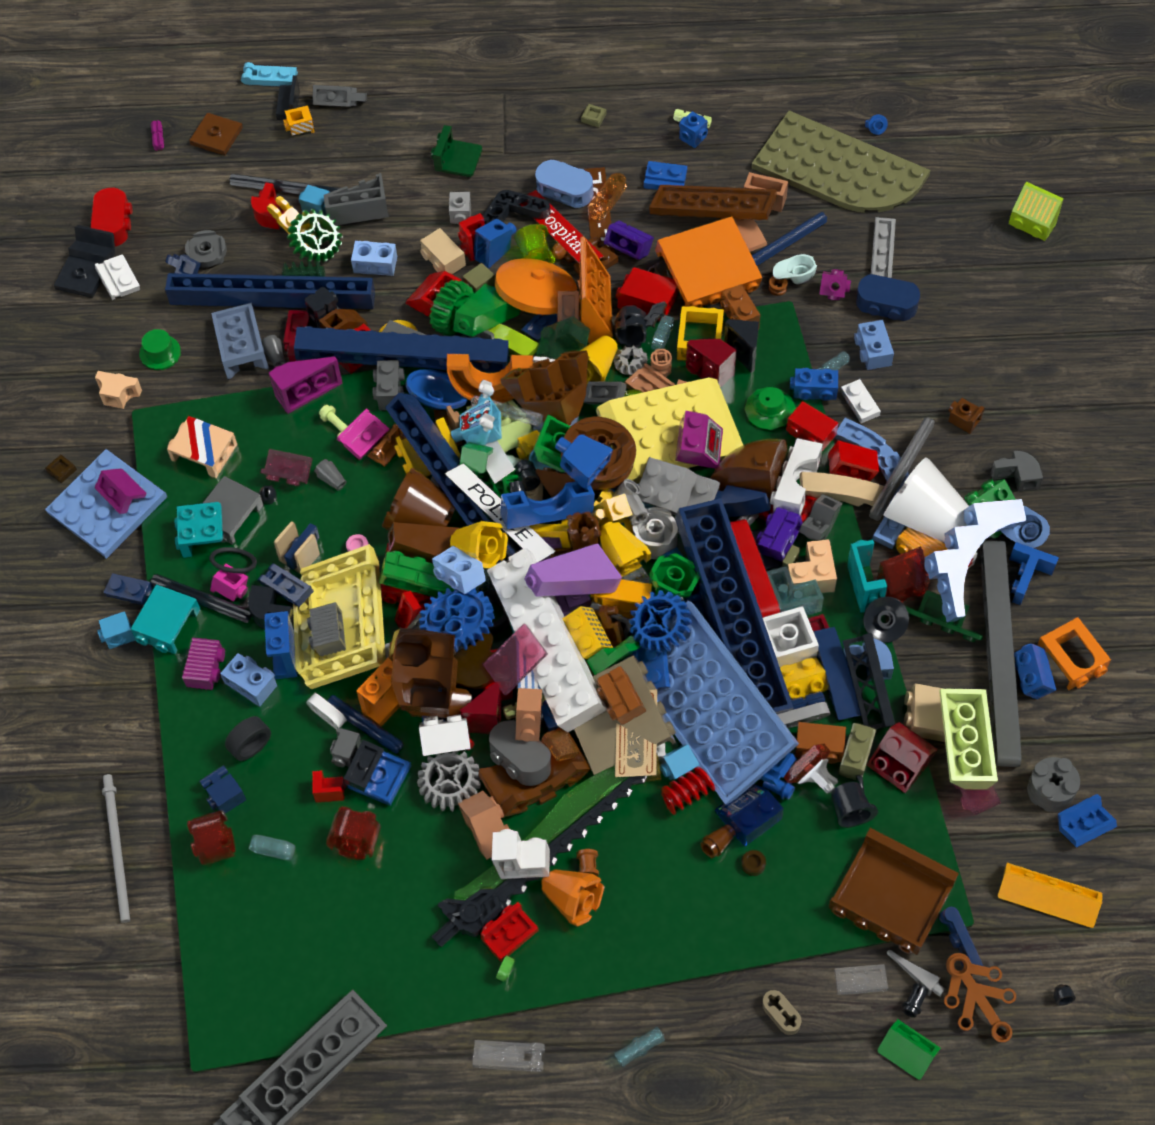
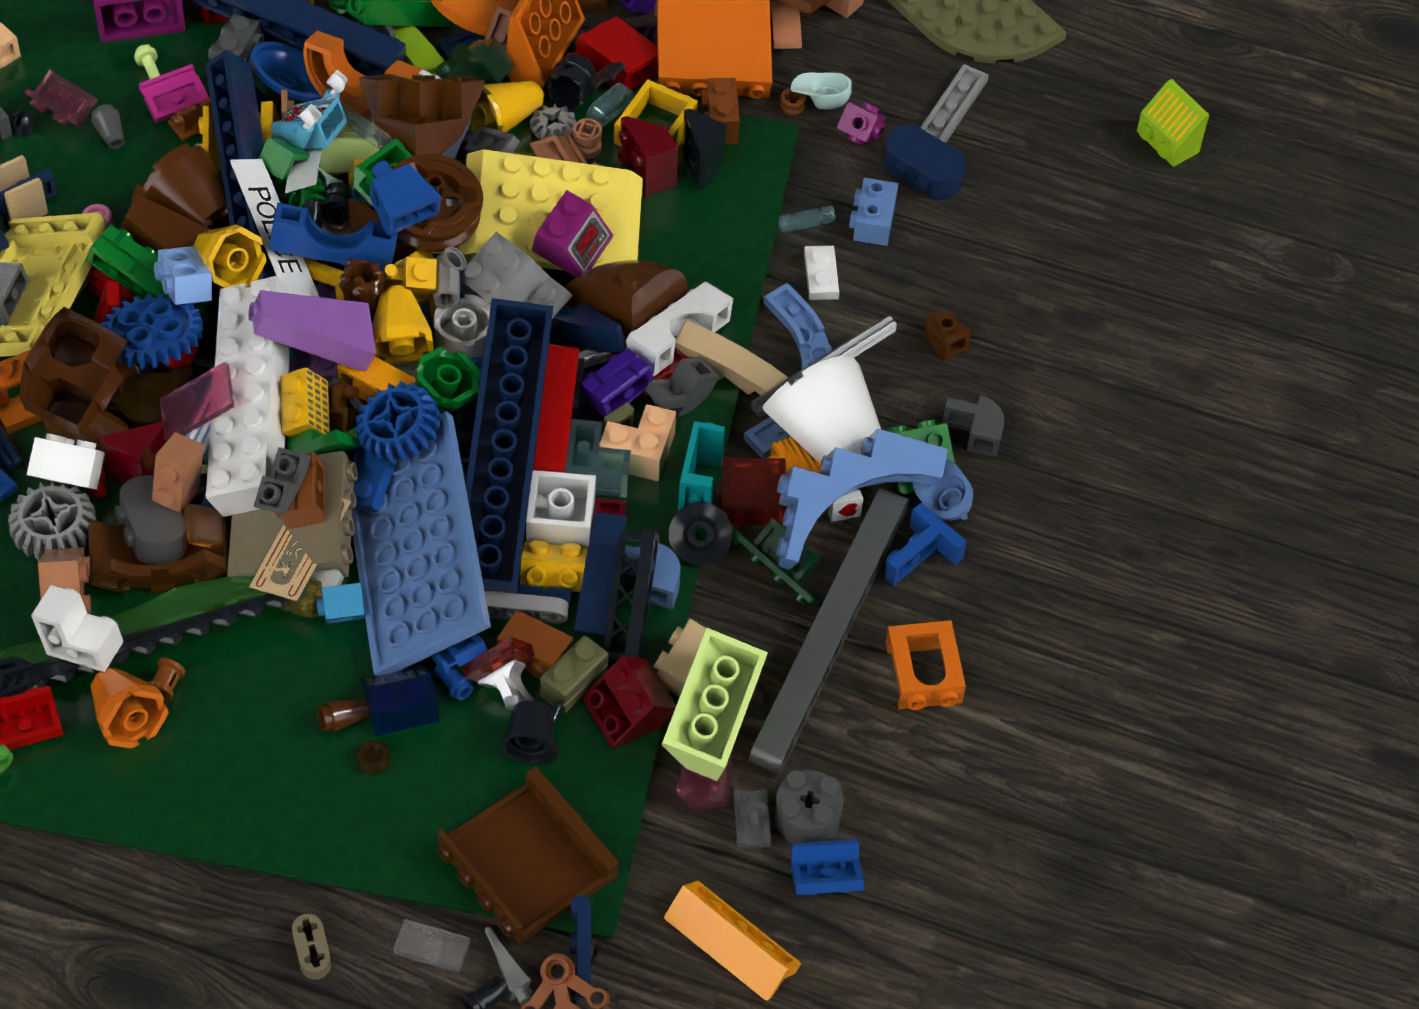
camera: 15 degrees right, 5 degrees down
(611, 695) = (285, 479): none -> dark grey slope
(639, 1046) = (112, 917): clear light blue pin -> none
(685, 788) = (335, 639): red piece -> none
(770, 413) = (698, 239): green hat -> none
(789, 238) = (835, 52): dark blue axle -> none
(811, 425) = (735, 275): red brick -> none
(815, 384) = (768, 229): blue brick -> none
(853, 461) = (762, 330): red brick -> none
(1022, 806) = (752, 819): none -> dark grey hips
(1034, 671) = (860, 666): blue brick -> none

